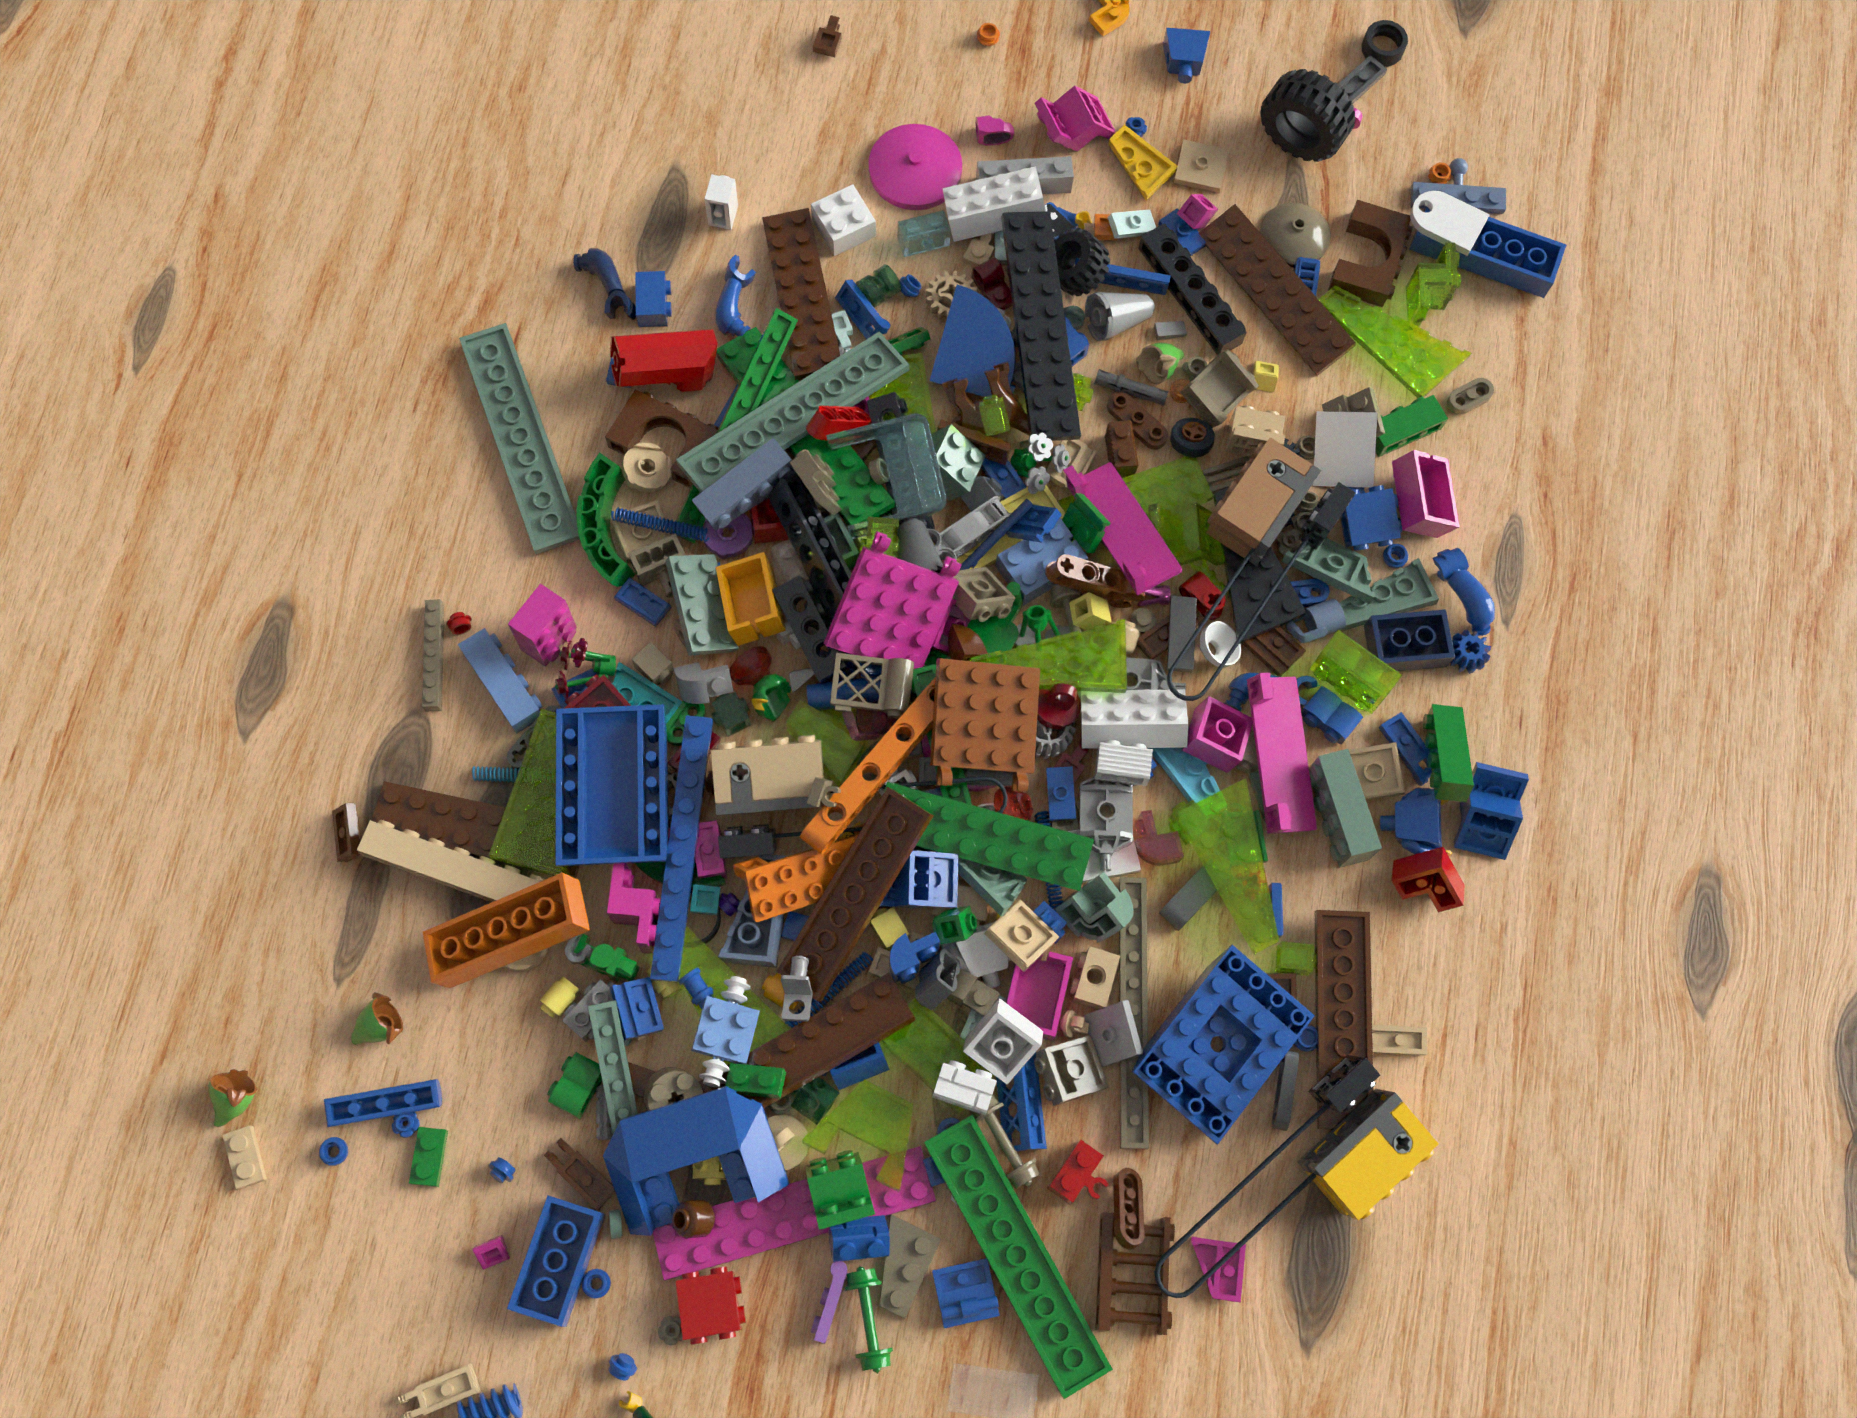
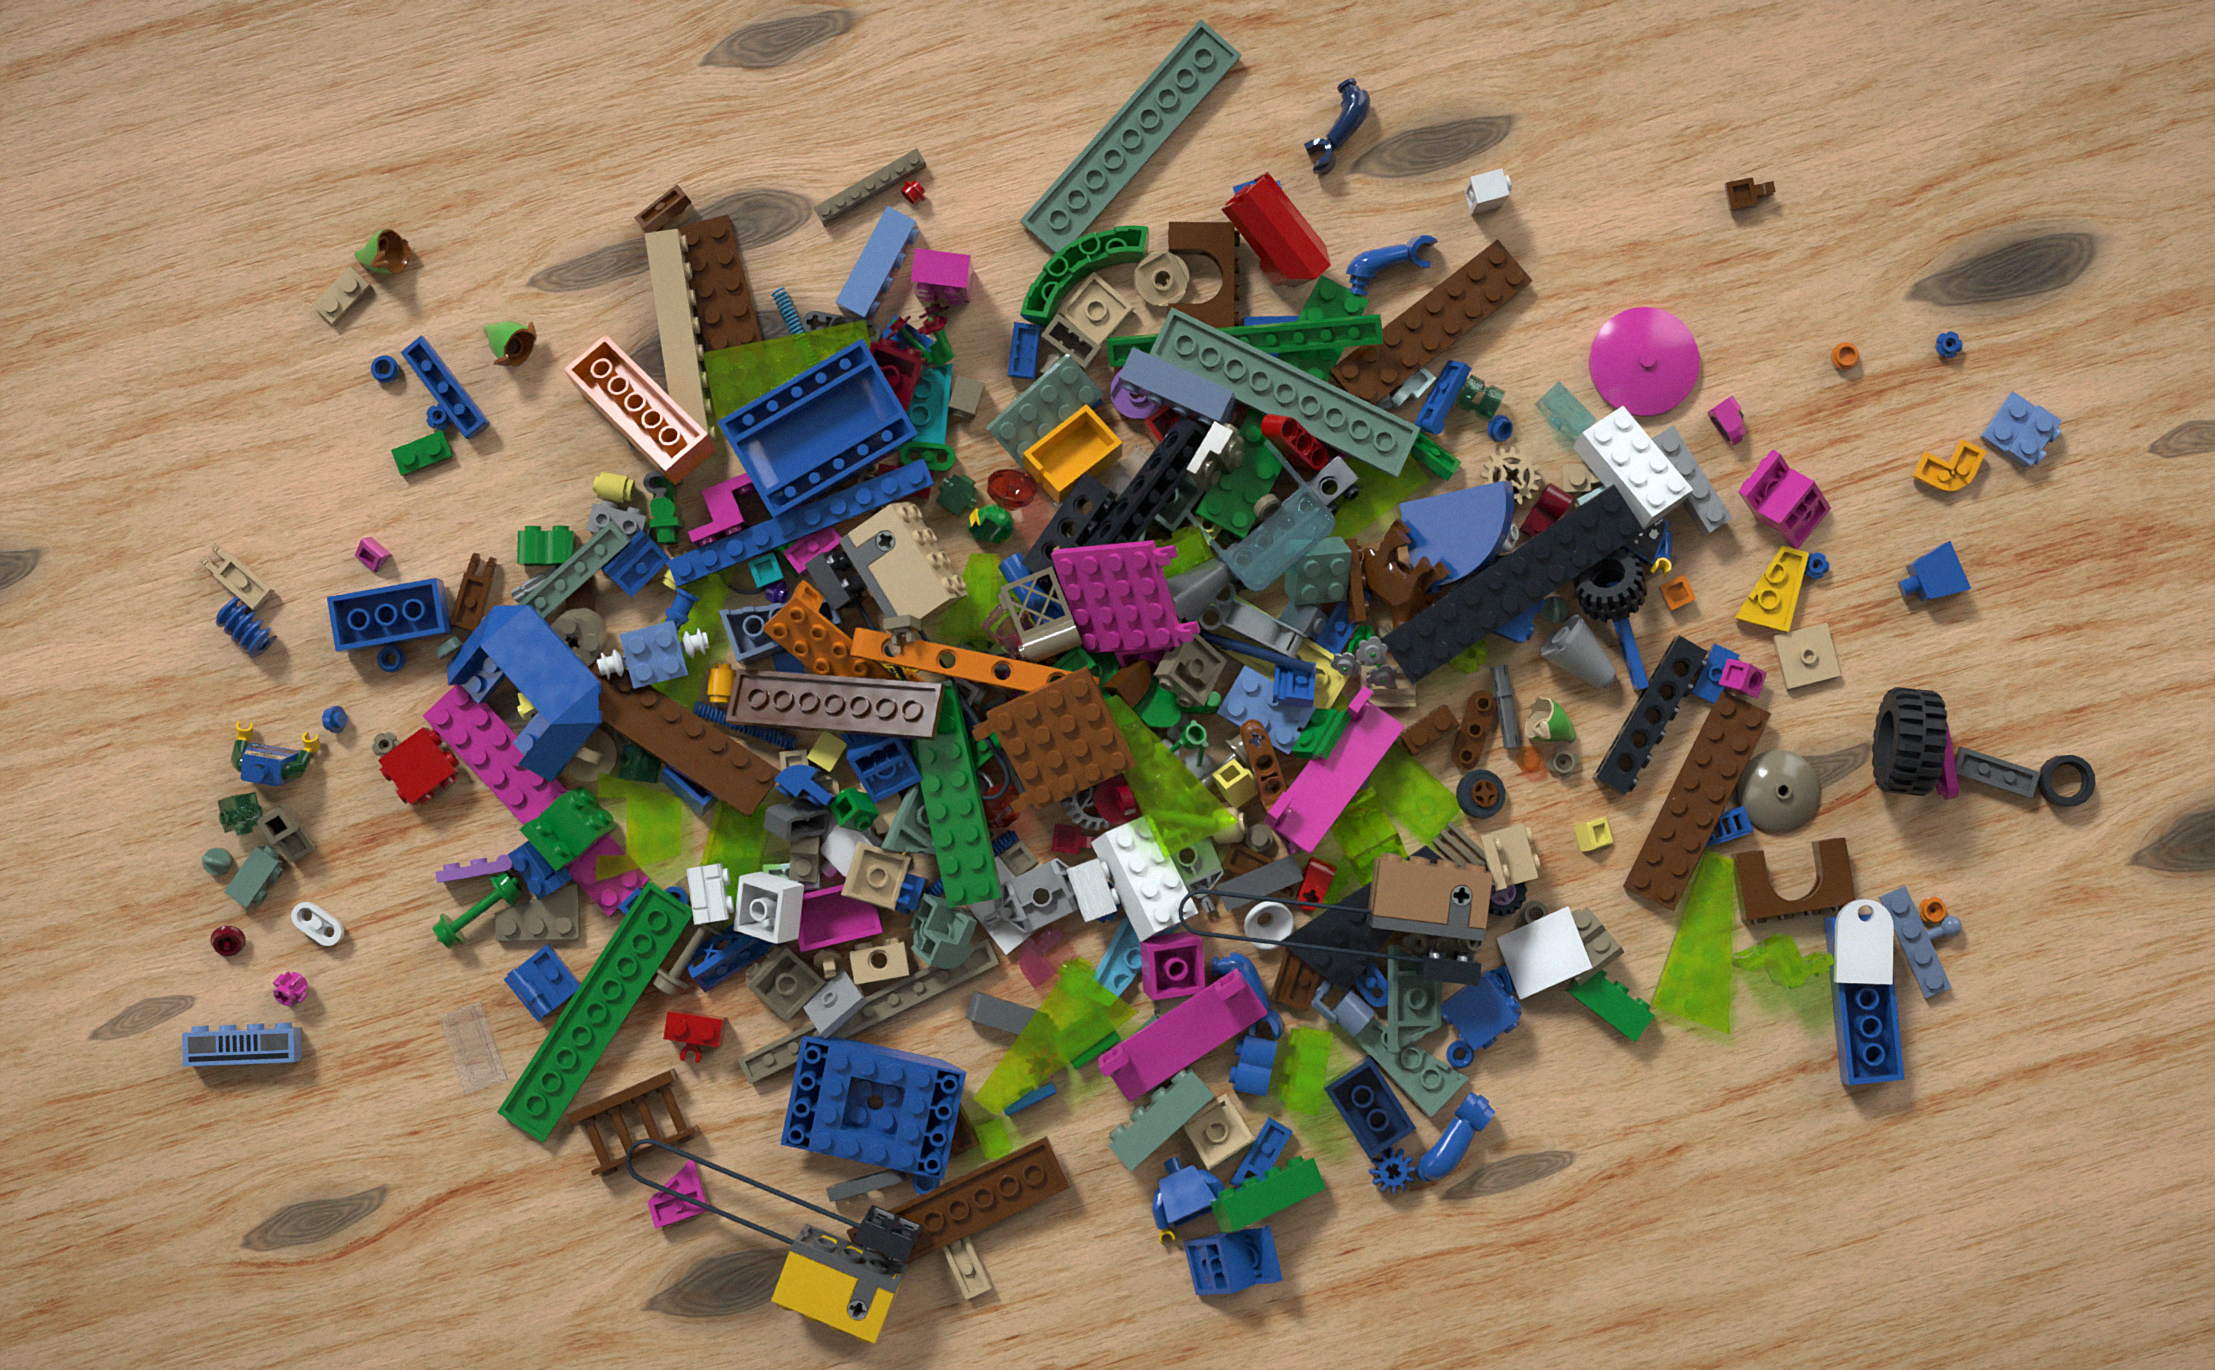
camera: 65 degrees right, 15 degrees up
(501, 1170) = (441, 523): blue plate -> none
(651, 299) = (1345, 181): blue brick -> none
(669, 524) = (1106, 315): blue piece -> none
(693, 1219) = (480, 714): reddish brown head -> none
(699, 685) = (965, 452): light grey brick -> none
(756, 1080) = (622, 704): green plate -> none
(797, 988) = (724, 698): light grey bracket -> none
(799, 677) = (1023, 540): light grey slope -> none
(843, 220) = (1537, 323): white brick -> none
(994, 415) = (1385, 589): clear neon green brick -> none
(1061, 793) = (1038, 844): blue plate -> none
(1129, 1224) = (695, 1091): reddish brown plate -> none
(1131, 223) = (1693, 618): light aqua plate -> none
(1169, 330) = (1594, 714): light grey piece -> none
(1219, 388) = (1548, 795): dark tan panel -> none
(1425, 494) = (1535, 1055): dark pink piece -> none
(1430, 874) = (1135, 1230): red brick -> none
(1468, 397) = (1680, 1053): dark tan plate -> none

